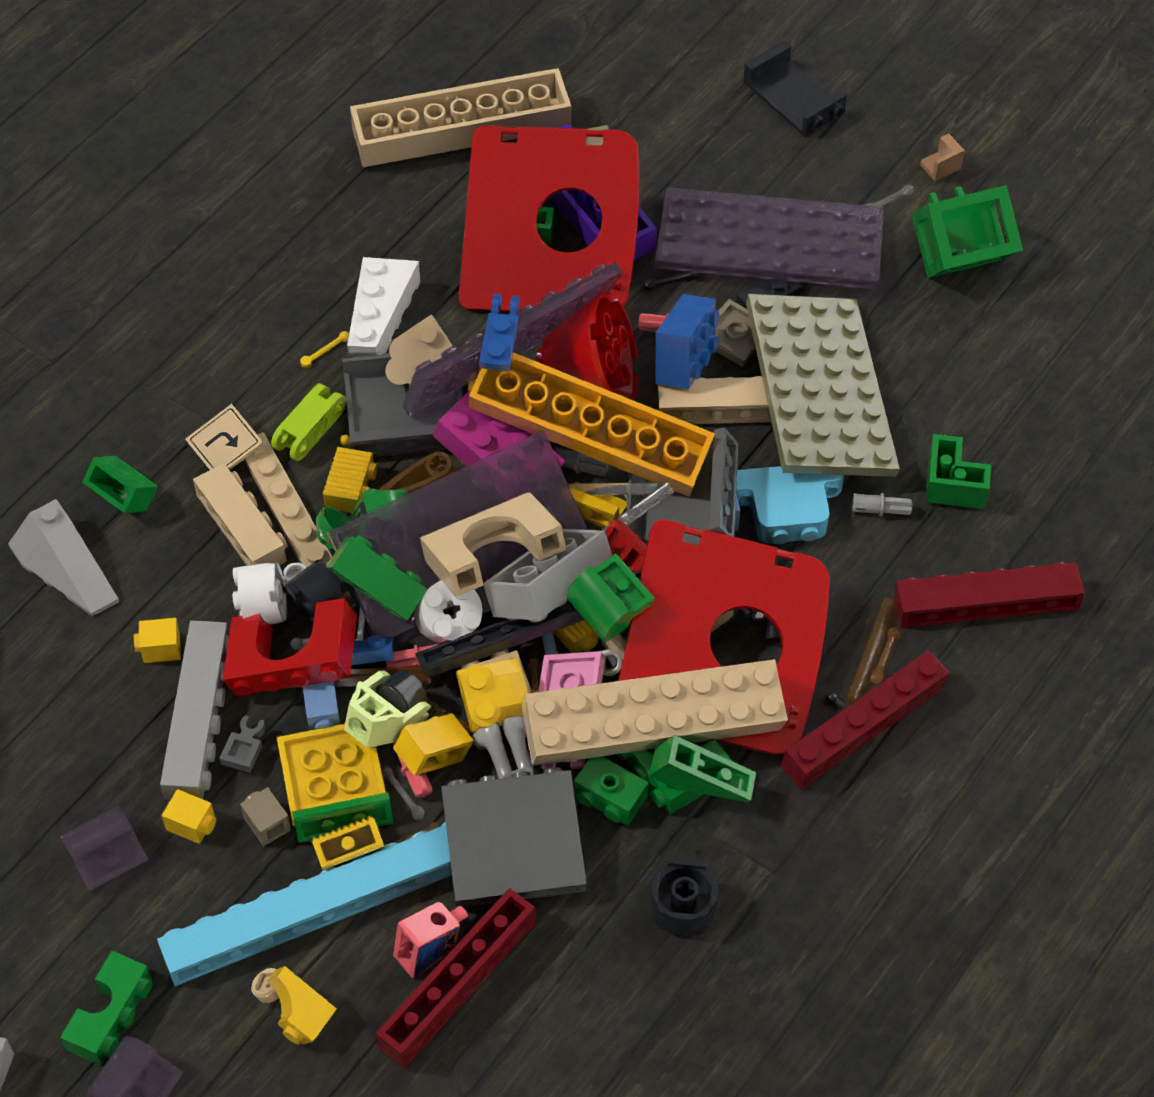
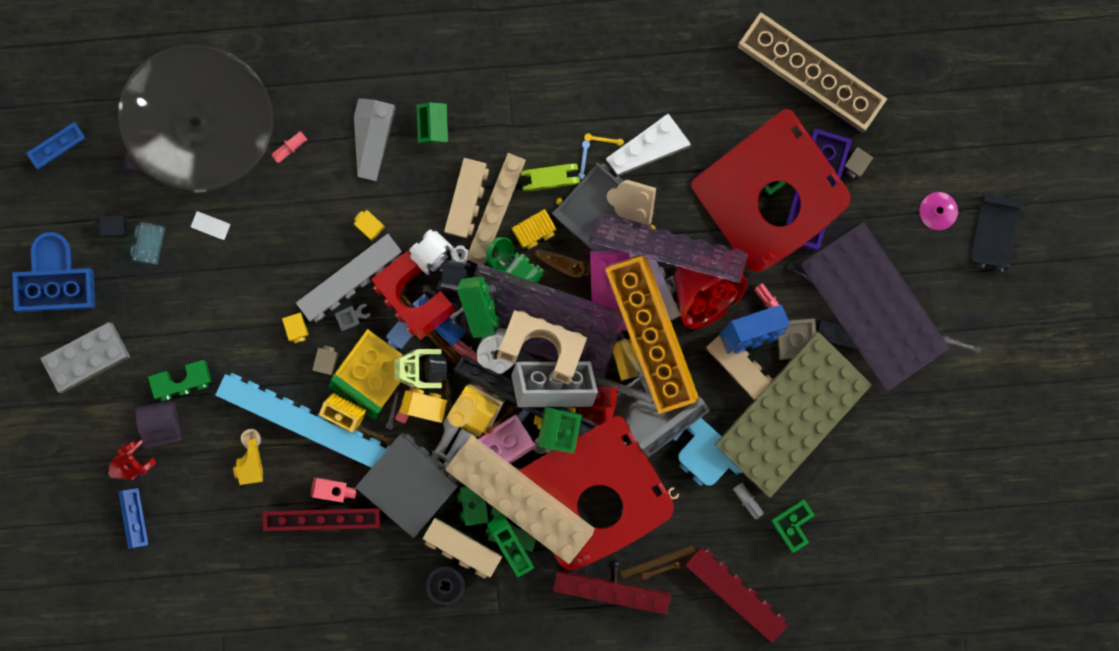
camera: 50 degrees right, 30 degrees up
(103, 848) = (248, 304): clear purple brick -> none
(224, 439) = (502, 147): tan piece -> none
(311, 370) = (585, 144): none -> light blue hinge
(500, 336) = (646, 258): blue hinge -> none
(653, 835) = (462, 547): none -> tan brick
(722, 125) = (931, 217): none -> dark pink dish
(946, 160) = (1013, 352): medium nougat panel -> none
(966, 230) = (958, 412): green piece -> none

